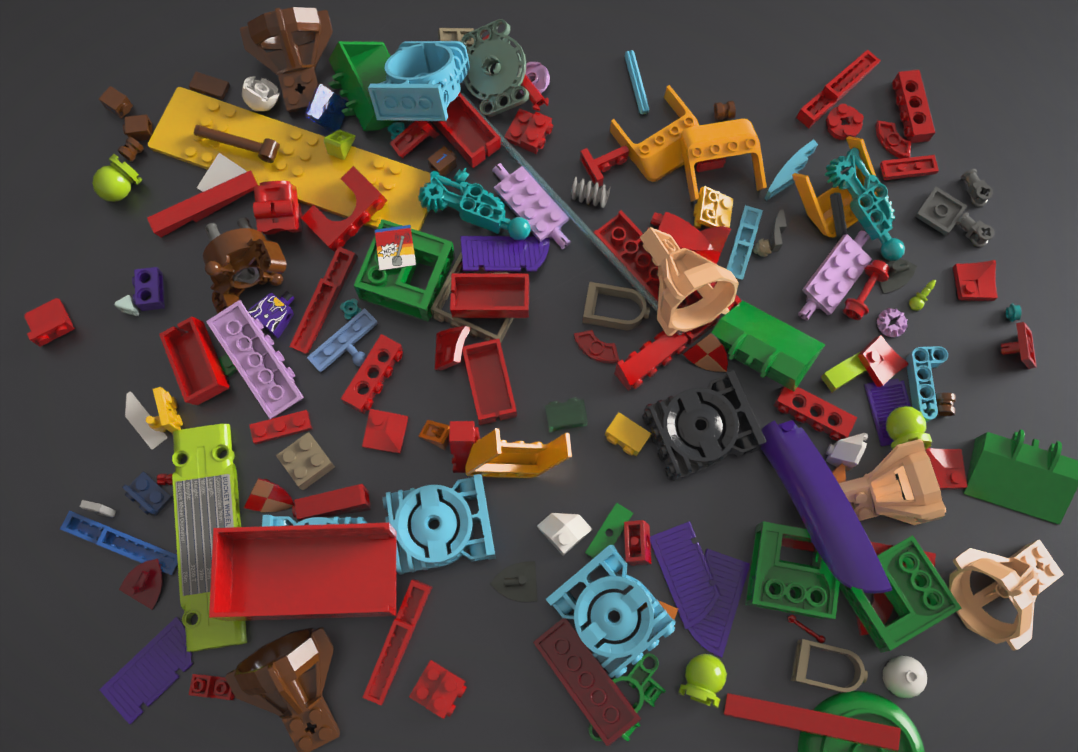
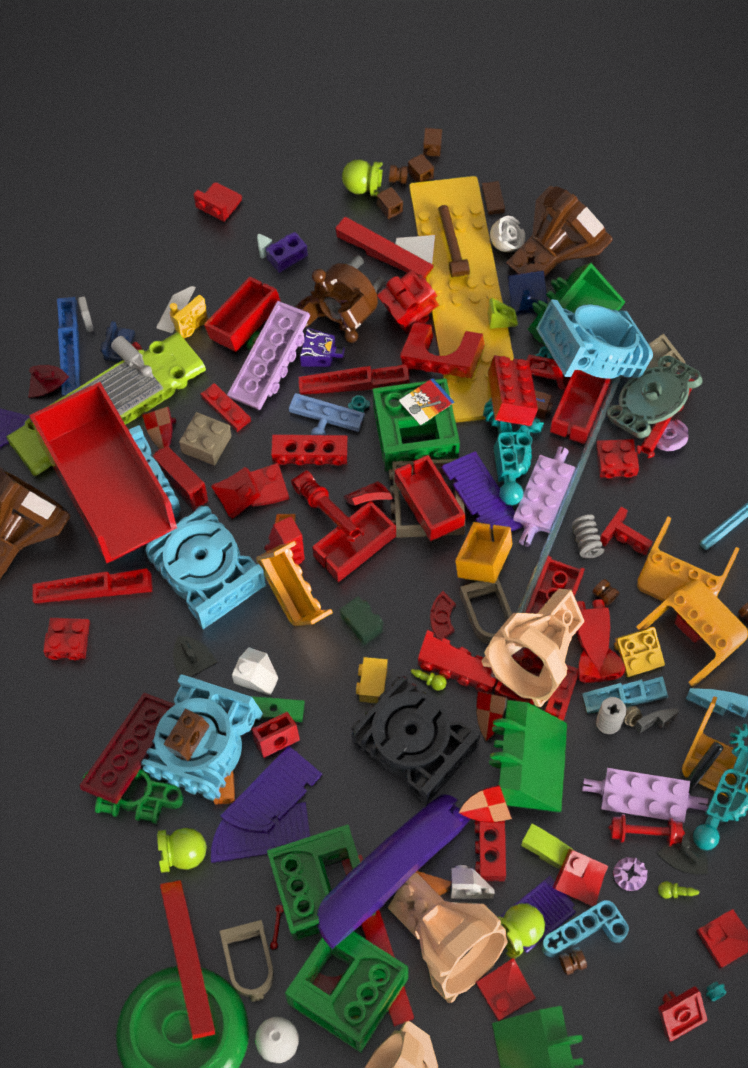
camera: 65 degrees right, 10 degrees down
(156, 172) = (389, 203): none -> reddish brown brick
(176, 487) = (130, 355): none -> light grey wheel
(378, 459) = (237, 492): none -> red plate
(426, 172) = (512, 390): none -> red piece
(428, 390) = (319, 498): none -> red piece
(565, 280) = (480, 556): none -> light orange piece
(617, 622) = (186, 734): none -> reddish brown brick
(647, 206) = (605, 592): none -> reddish brown wheel
(656, 382) = (437, 682): none -> lime bar
(761, 262) = (610, 715): none -> light grey piece
(796, 399) = (486, 805): none -> shield

